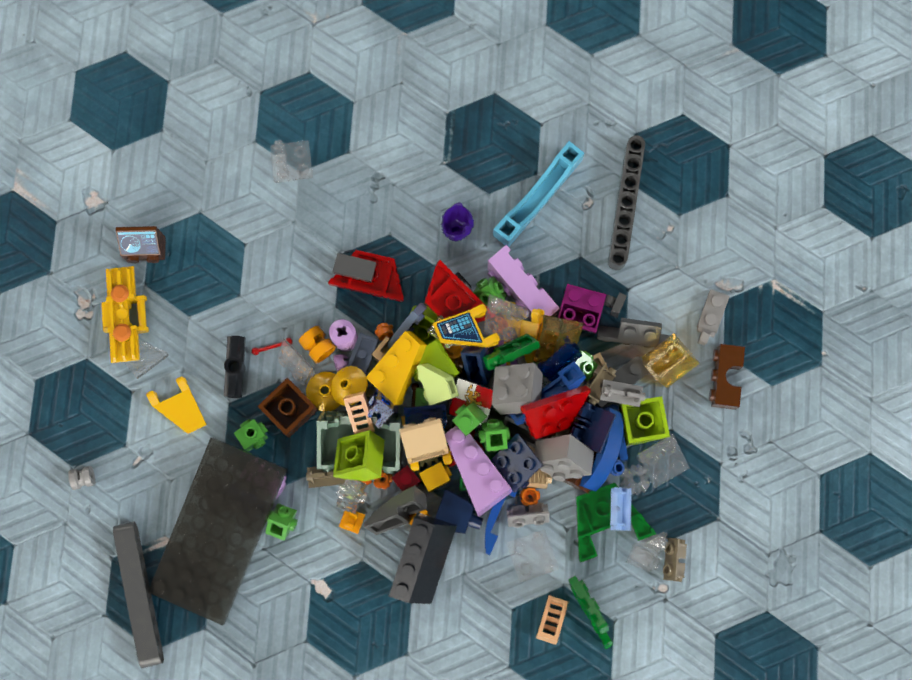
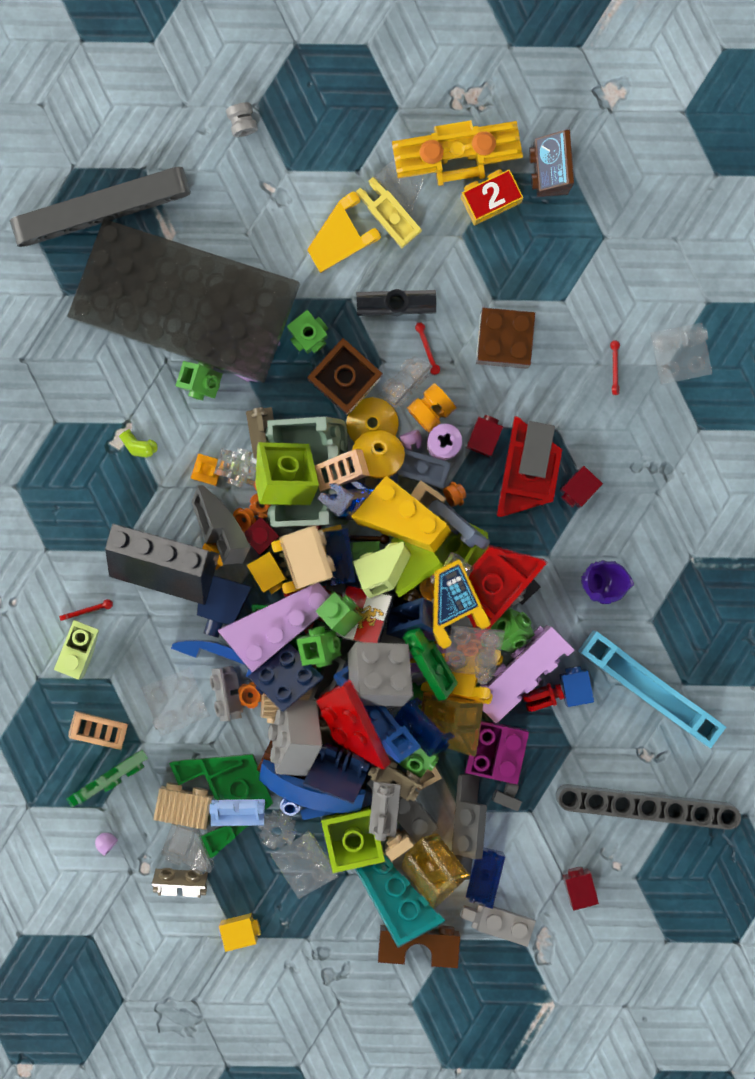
camera: 80 degrees right, 10 degrees up
(161, 291) = (491, 196): none -> brick
(166, 368) = (390, 214): none -> light yellow hinge
(268, 286) = (505, 338): none -> reddish brown brick
(281, 208) = (615, 345): none -> red hinge
(331, 574) = (136, 447): none -> lime arm
(341, 306) = (484, 435): none -> dark red brick
(385, 238) = (580, 487): none -> dark red brick
(389, 489) = (246, 513): none -> orange plate
(453, 606) = (107, 604): none -> red hinge
(487, 631) = (77, 650): none -> yellowish green slope
(534, 249) = (576, 686): none -> blue brick
(541, 273) = (543, 697): none -> red arm
(614, 553) = (183, 806): none -> tan brick
(641, 618) = (105, 842): none -> lavender hinge
(650, 385) = (398, 845): none -> tan plate
(678, 323) = (485, 877): none -> clear blue hinge
(686, 254) = (580, 888): none -> dark red brick
(693, 389) = (397, 902): none -> teal wing
(714, 514) = (239, 932): none -> yellow brick

